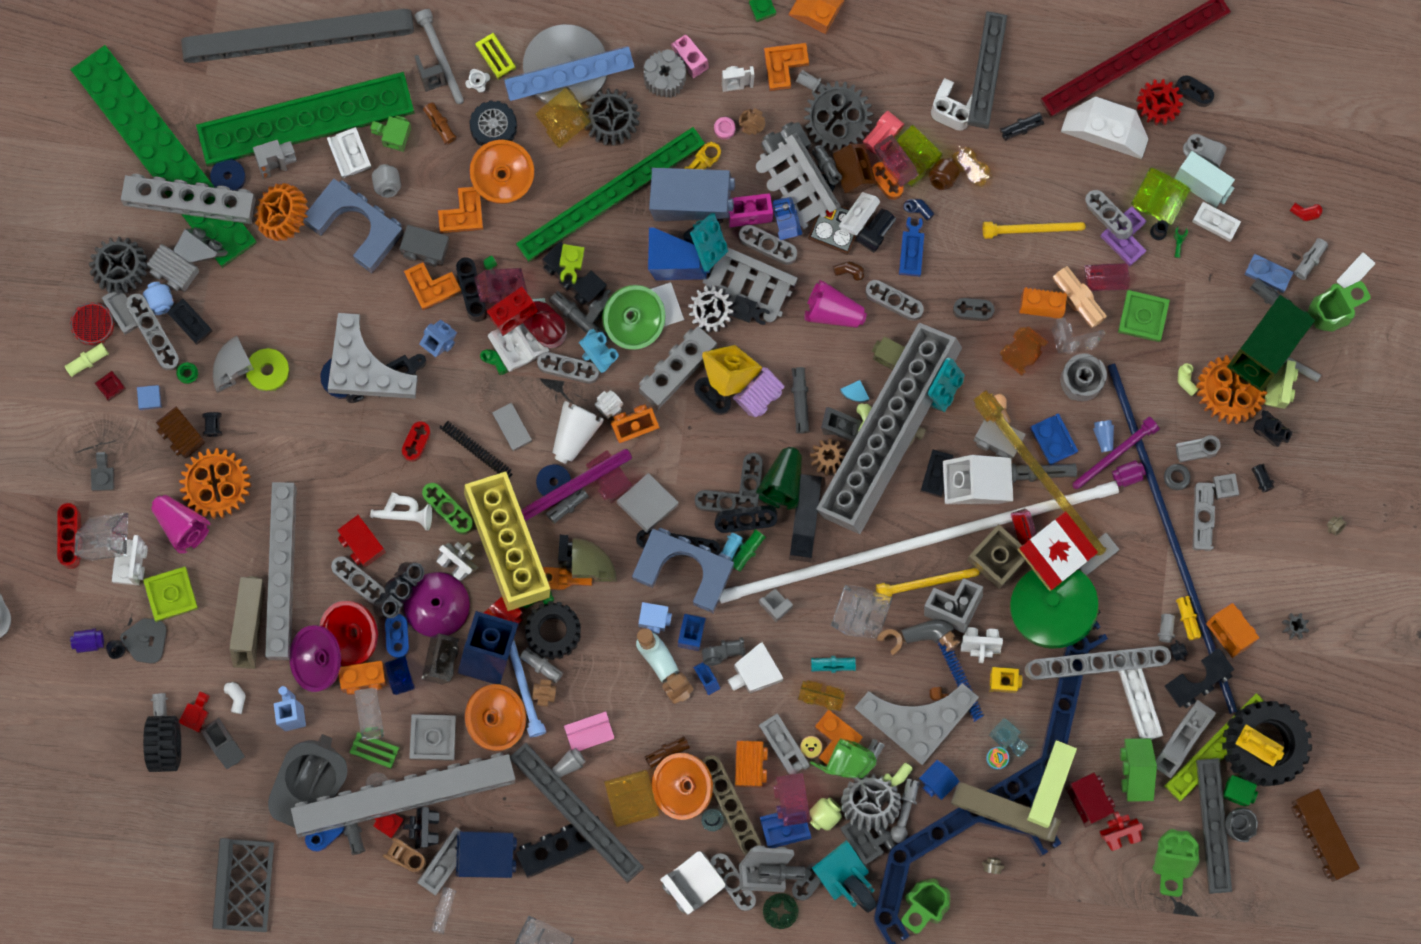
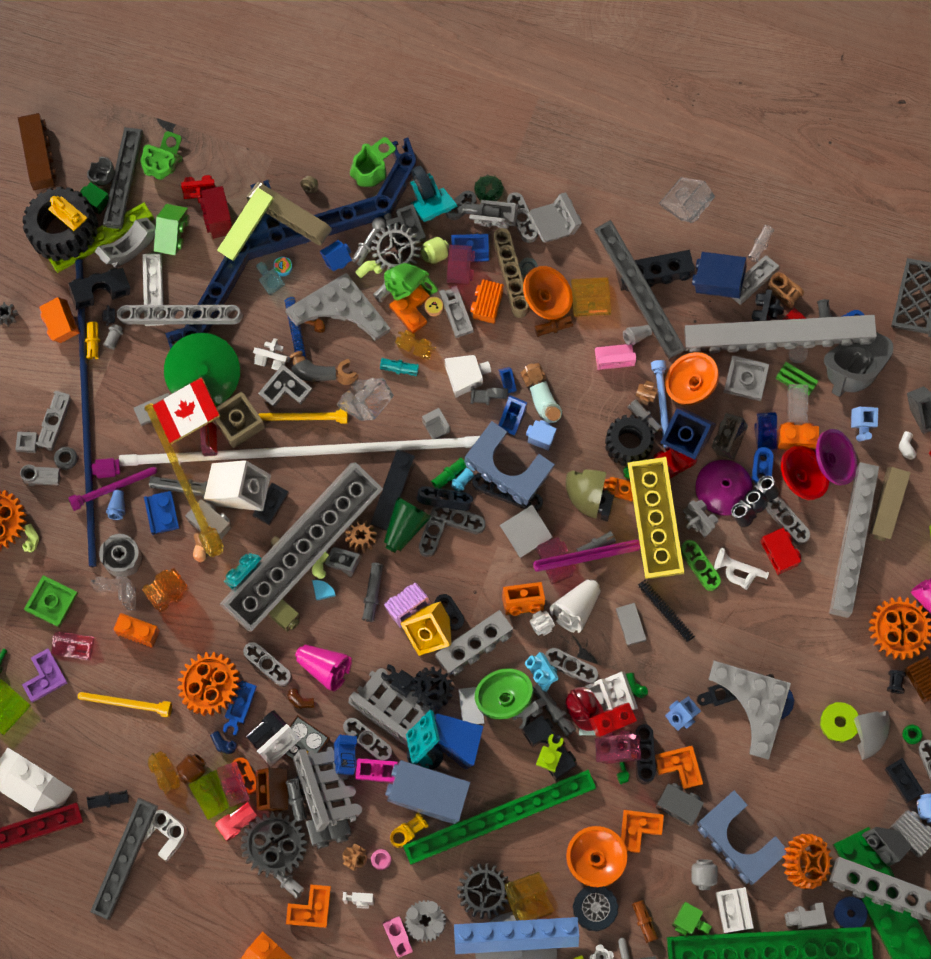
camera: 165 degrees left, 5 degrees down
(420, 444) = (714, 627): red beam -> none
(548, 473) = (604, 577): dark blue piece -> none
(932, 258) = (193, 677): none -> orange gear
(972, 314) = (197, 645): dark grey beam -> none
(996, 676) = (260, 316): yellow brick -> none
(1079, 297) = (102, 630): light nougat piece -> none
(1110, 223) = (42, 686): light grey beam -> none
(1159, 230) = (17, 674): black pin -> none

